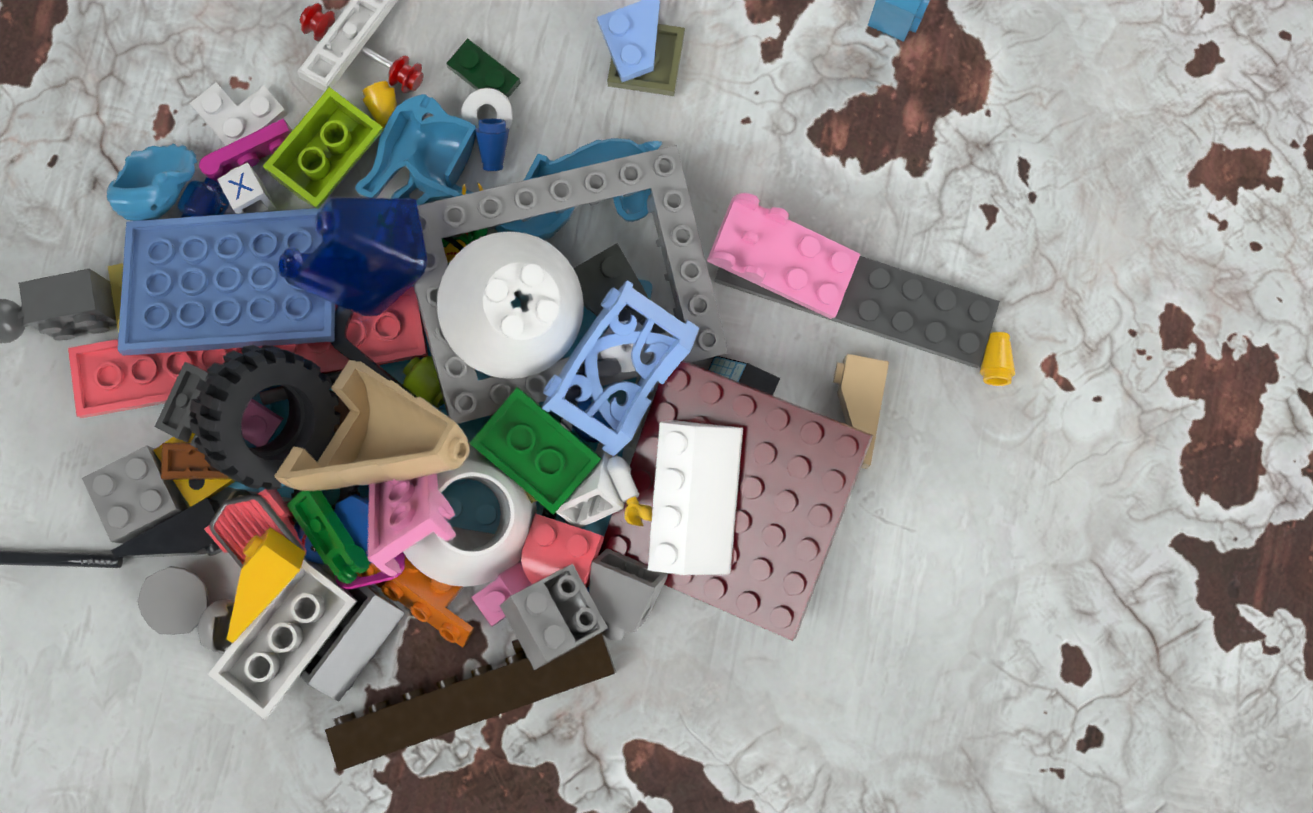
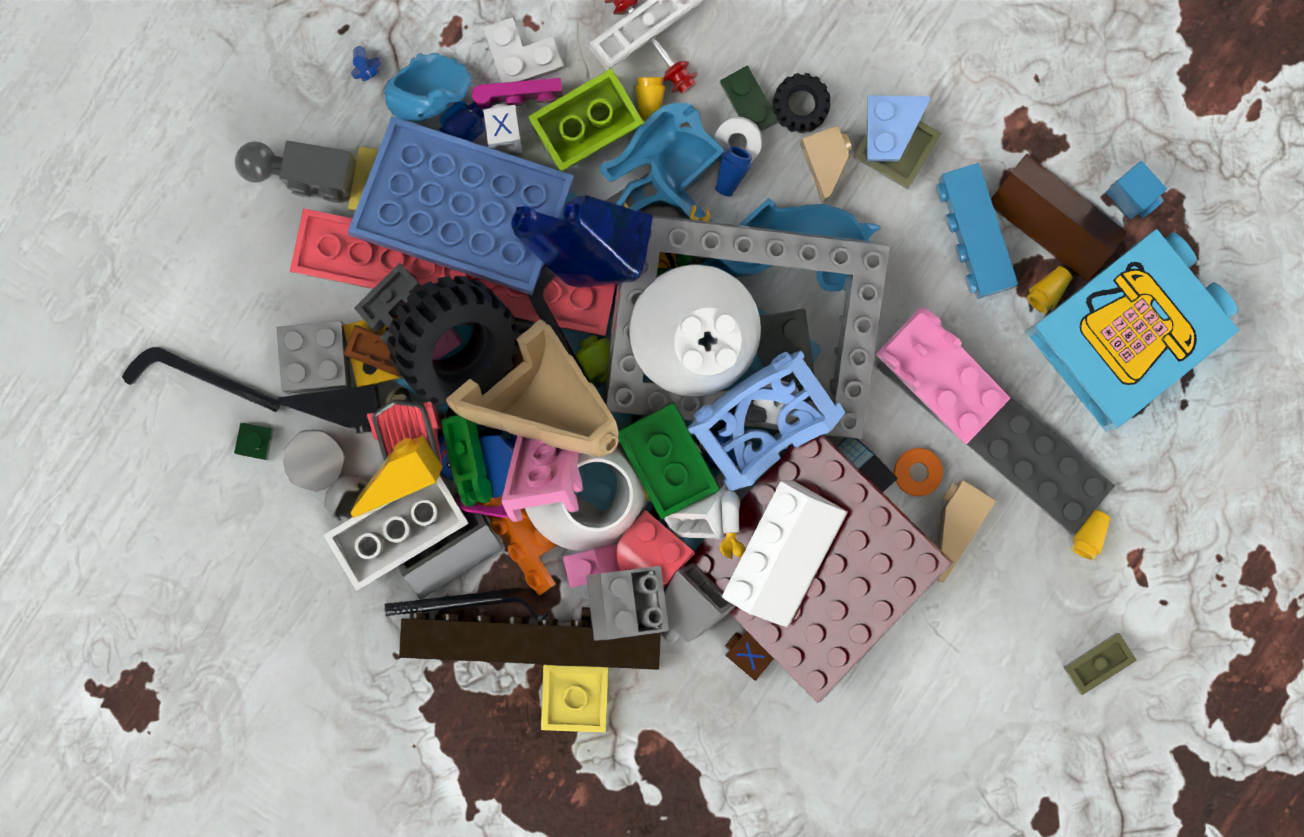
camera: 20 degrees right, 5 degrees up
(86, 188) = (364, 68): none -> blue plate
(107, 607) = (253, 441): none -> dark green plate
(442, 655) = (519, 595): none -> black piece
(535, 34) = (801, 83): none -> black tyre
(540, 739) = (574, 698): none -> light yellow plate
(581, 95) = (826, 158): none -> tan slope
(701, 620) = (747, 654): none -> reddish brown brick
(759, 108) = (977, 231): none -> dark azure brick
(811, 355) = (933, 466): none -> orange piece
(831, 67) = (1057, 218): none -> reddish brown slope
(853, 138) = (1049, 290): none -> yellow cone
(953, 138) = (1135, 328): none -> medium azure brick
(1061, 484) = (1099, 663): none -> olive plate

